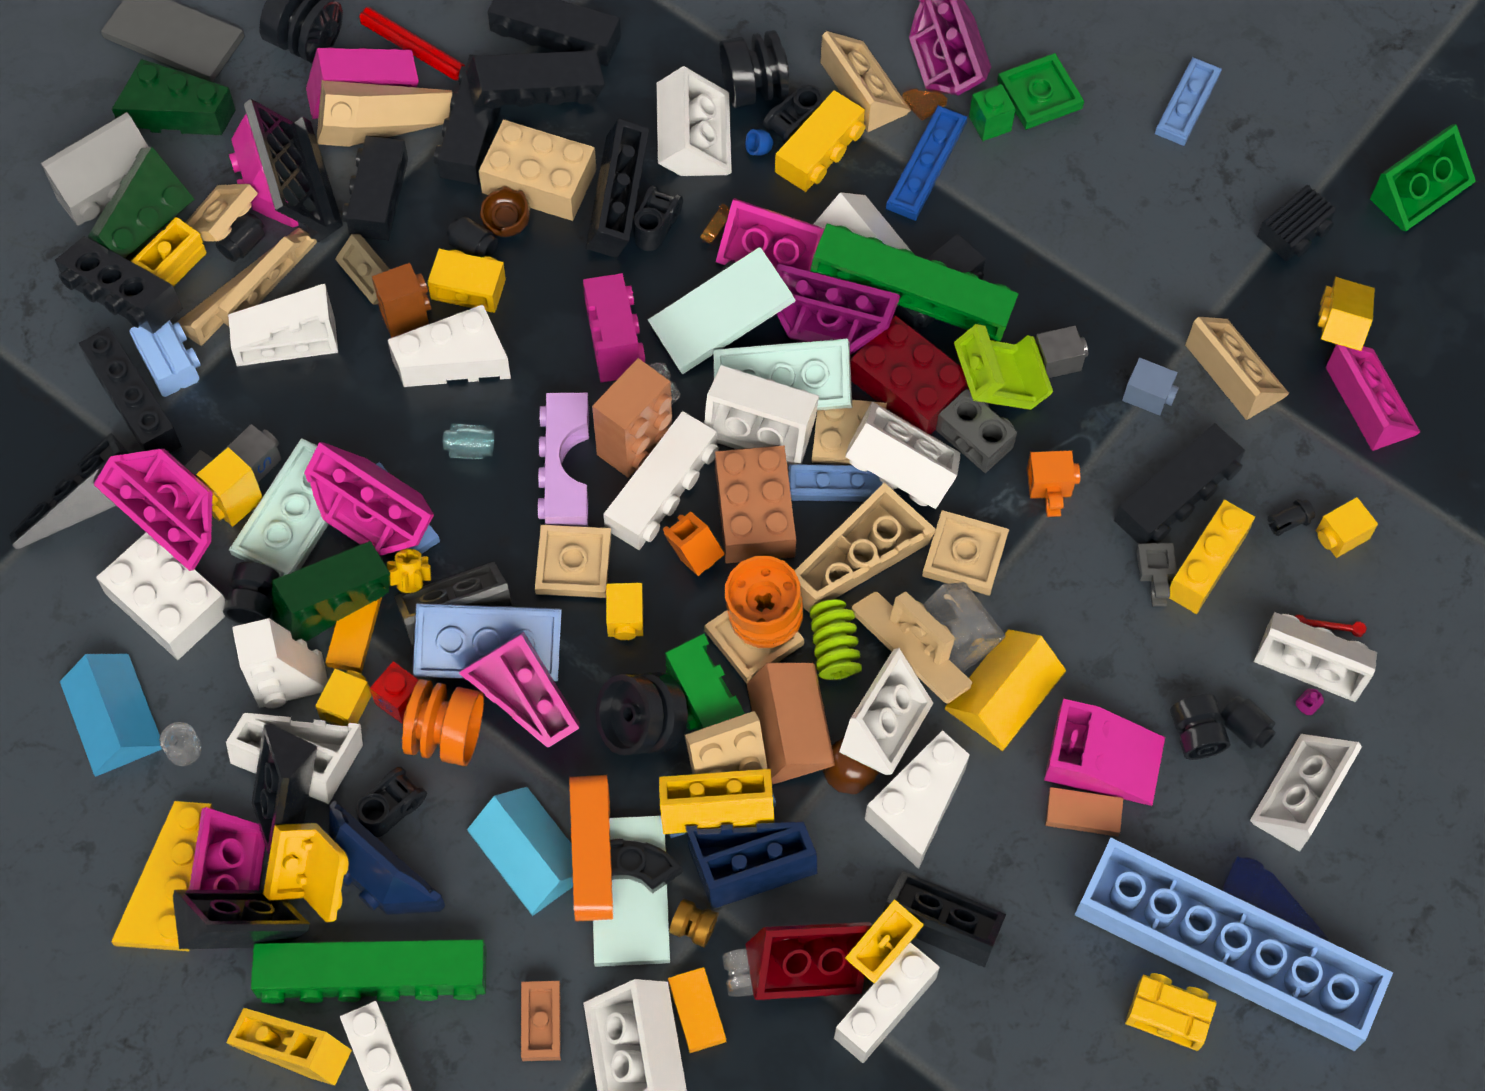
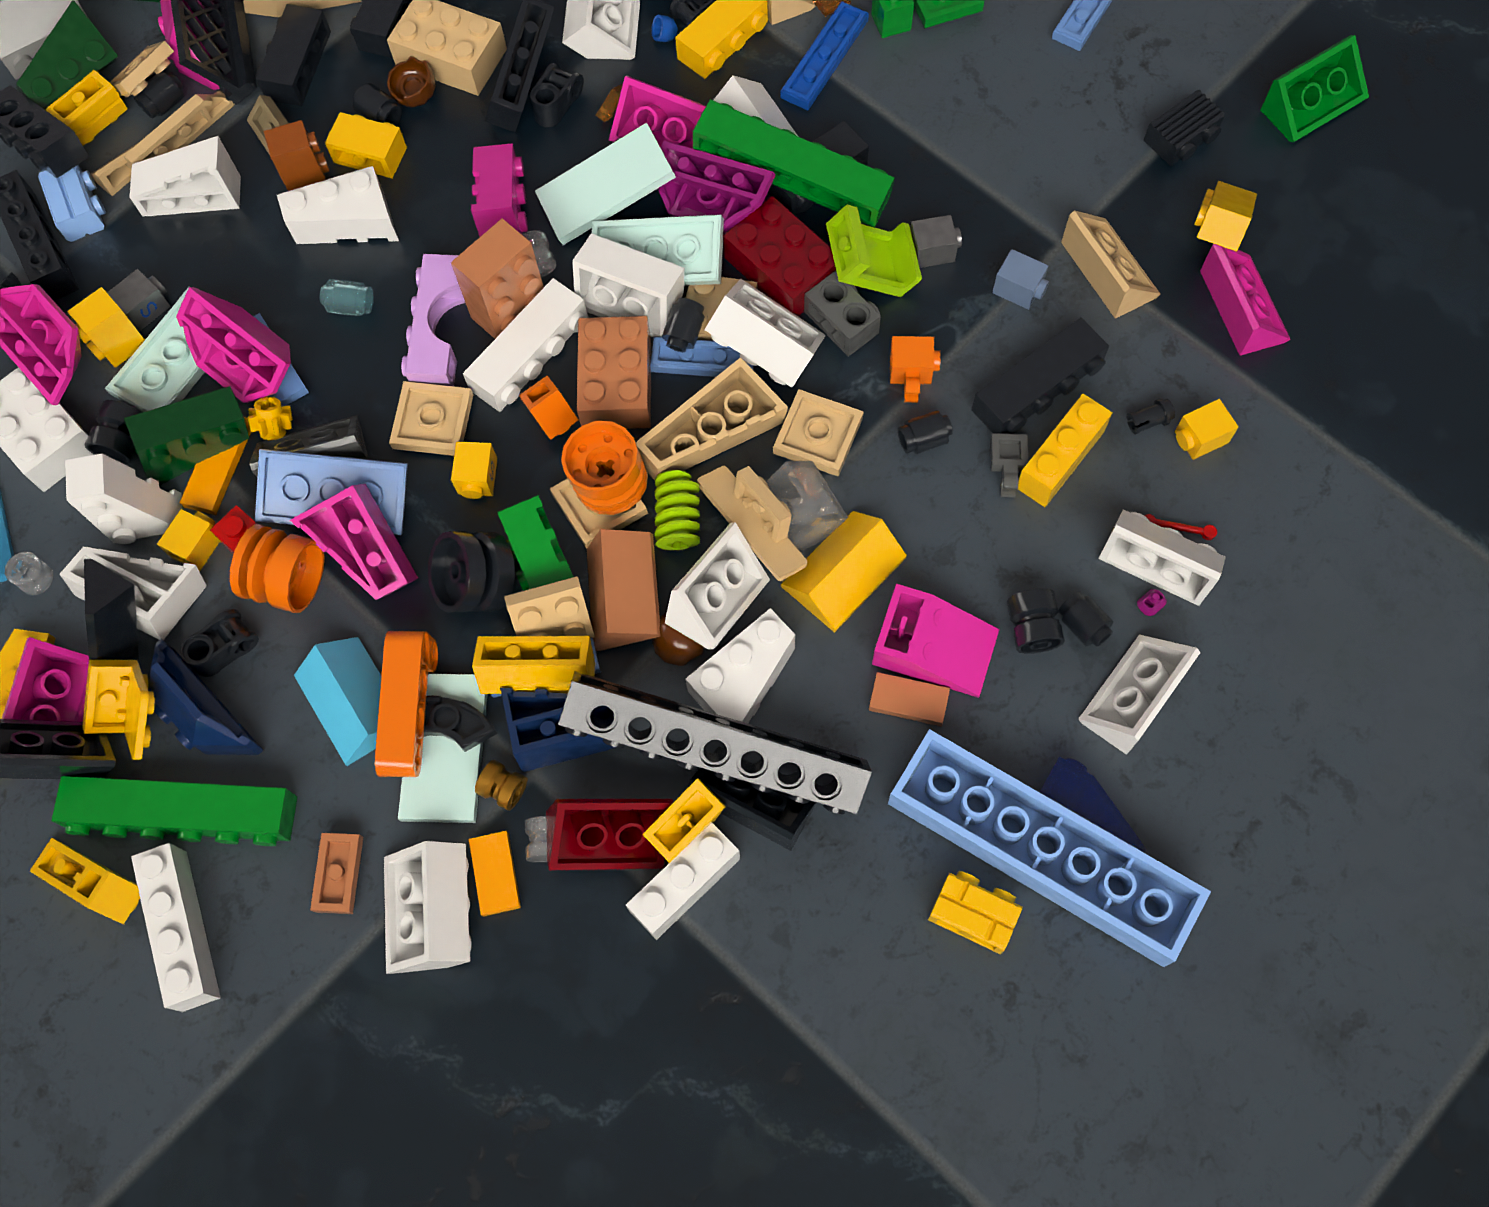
camera: 10 degrees right, 5 degrees up
(821, 452) = (683, 325): none -> black brick
(1031, 906) = (841, 795): none -> brick
(1071, 546) = (925, 432): none -> black brick

